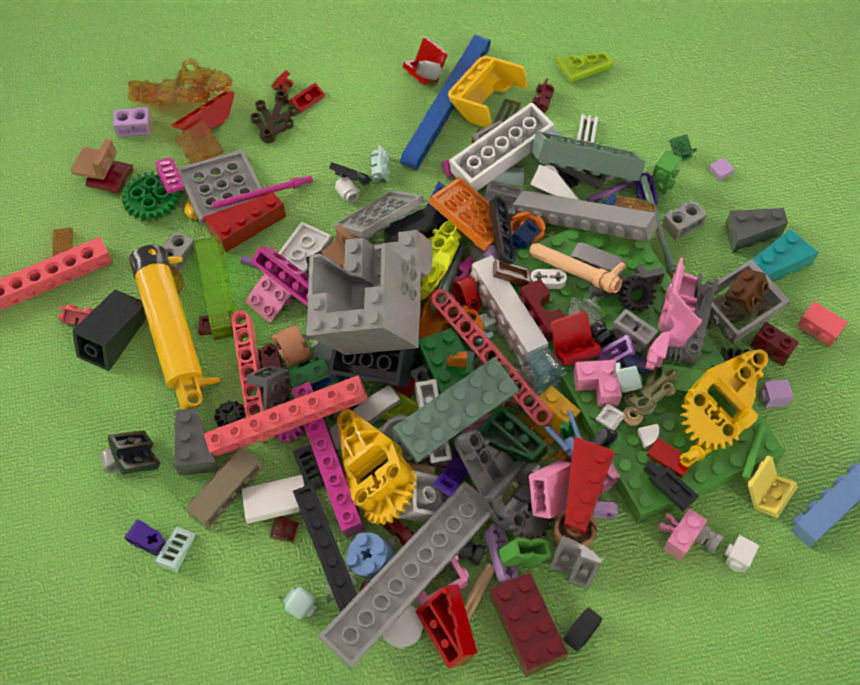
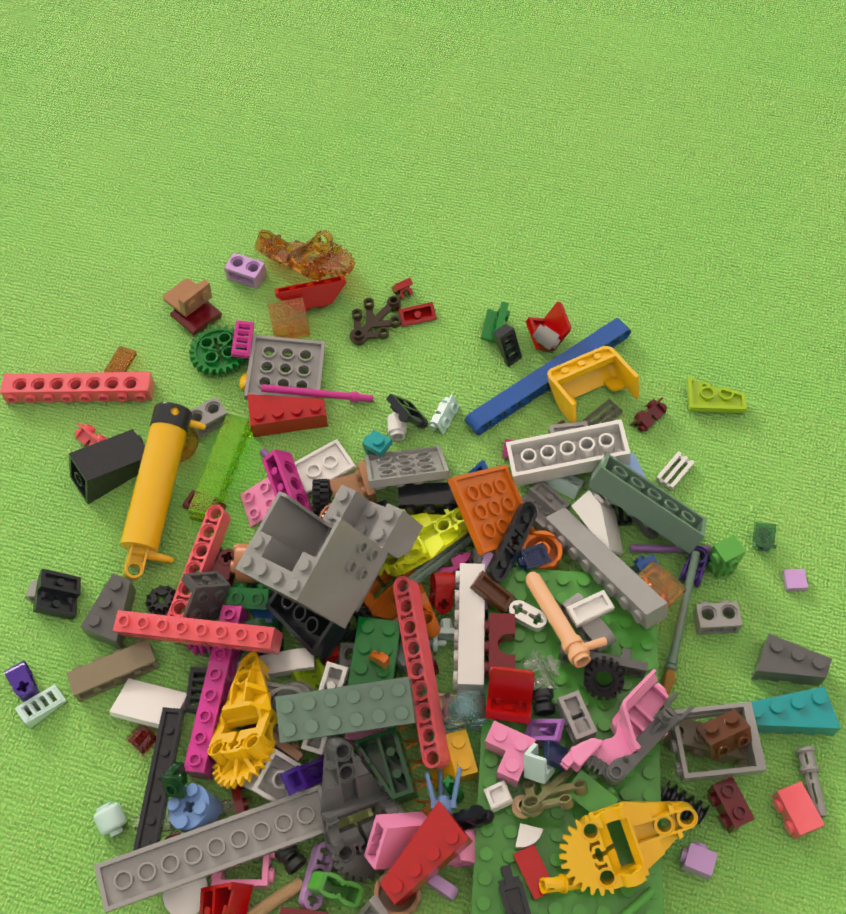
camera: 30 degrees right, 0 degrees up
(339, 209) = (376, 443): none -> teal bracket
(344, 540) = (175, 780): none -> dark green bracket
(379, 77) = (494, 321): none -> green bracket
(400, 88) = (501, 336): none -> black slope
(595, 248) = (590, 608): none -> white tile
(813, 293) = (812, 769): none -> light grey pin

